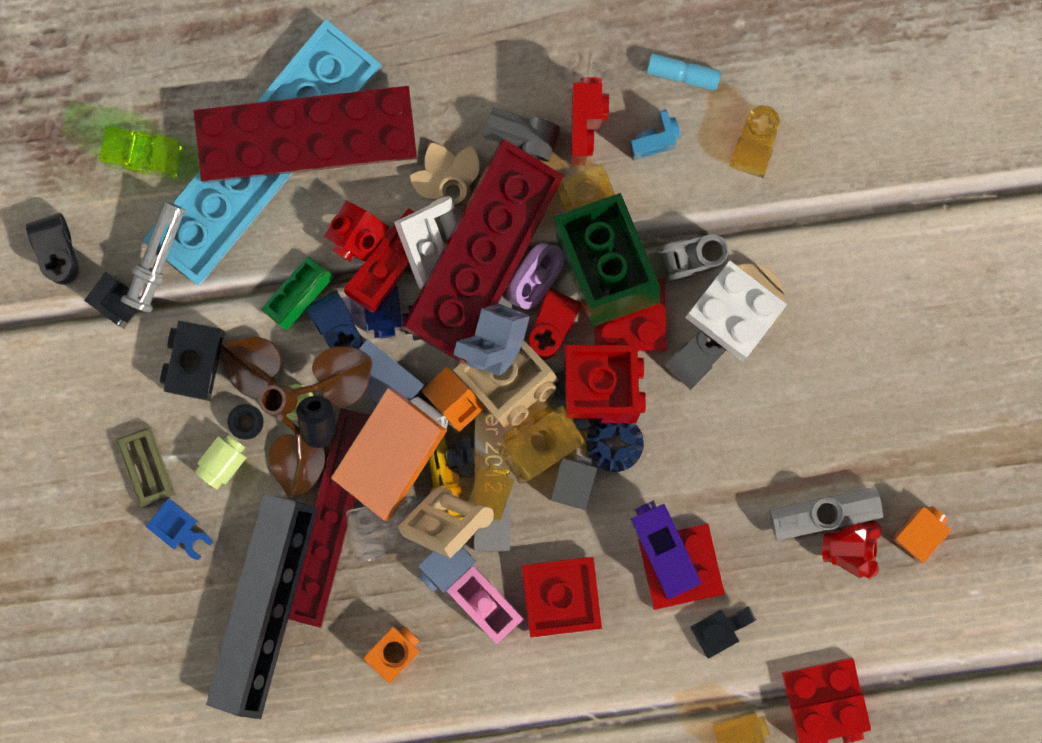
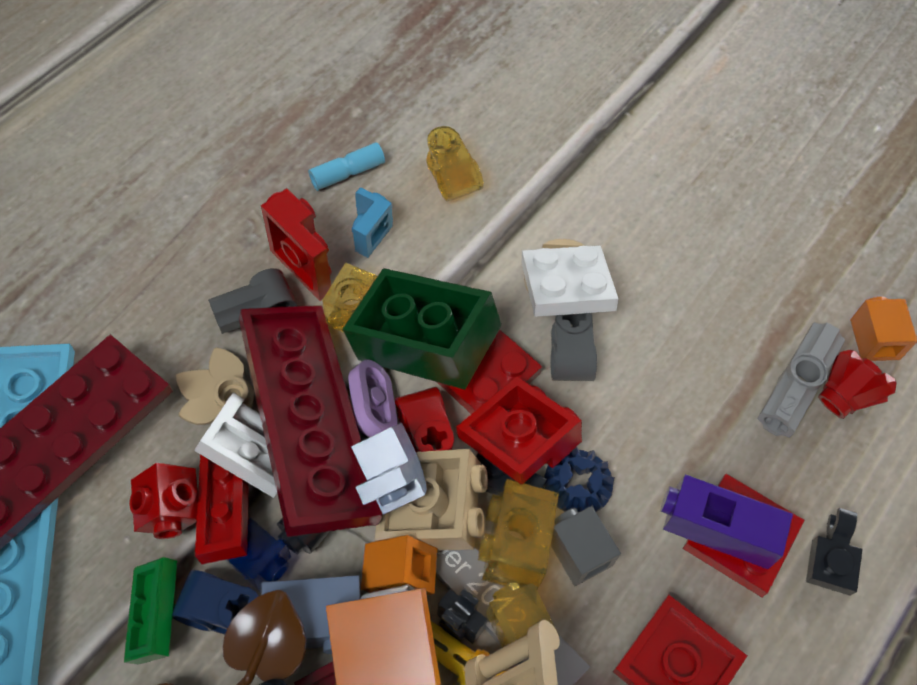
camera: 50 degrees left, 25 degrees down
(690, 257) = (492, 278): light grey piece -> none

